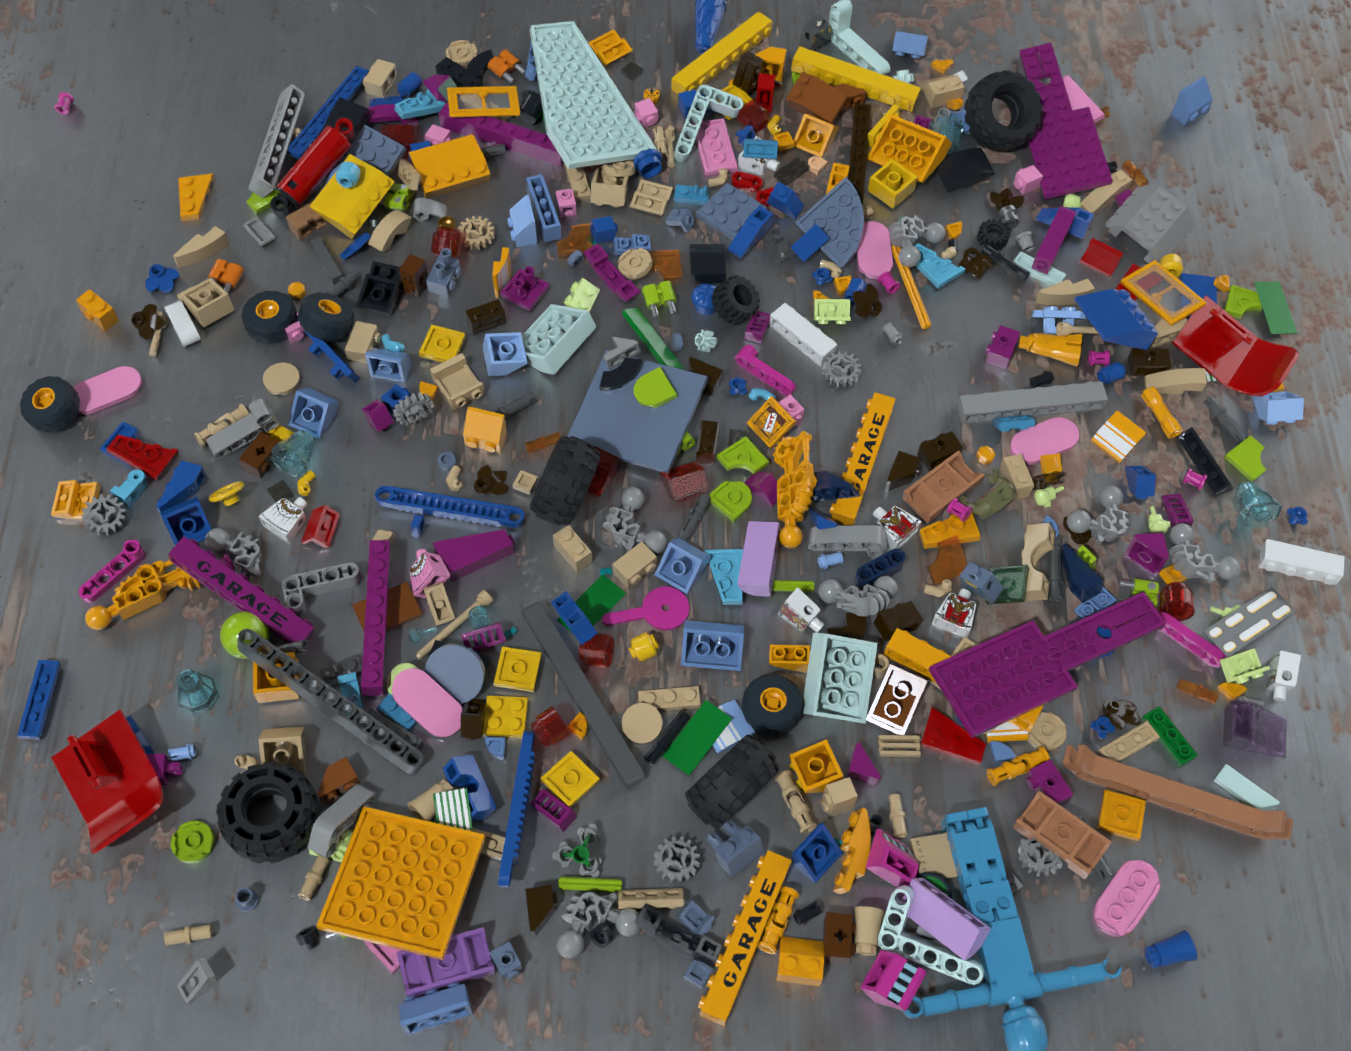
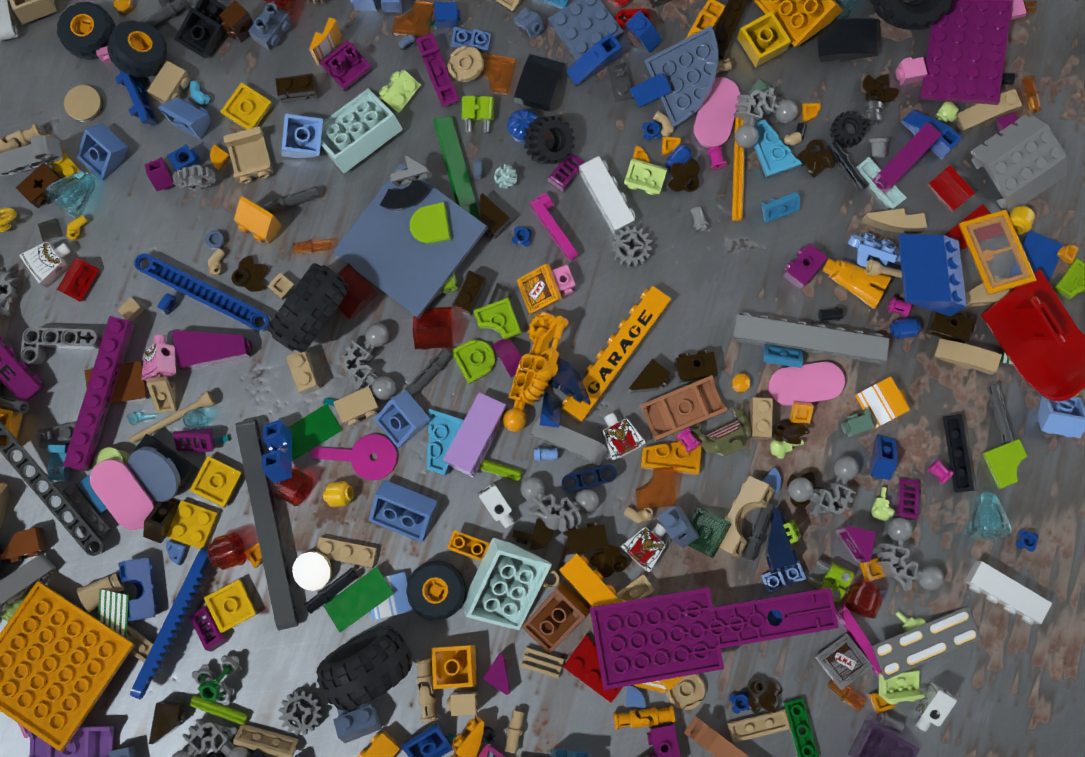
camera: 20 degrees right, 20 degrees up
(759, 392) = (538, 249): medium azure arm -> none
(927, 631) = (609, 561): none -> dark brown plate
(961, 306) = (780, 207): none -> dark azure plate
(1105, 459) = (857, 425): none -> sand green brick
(1168, 423) = (940, 400): light orange axle -> none
(1182, 661) = (843, 661): none -> light grey tile

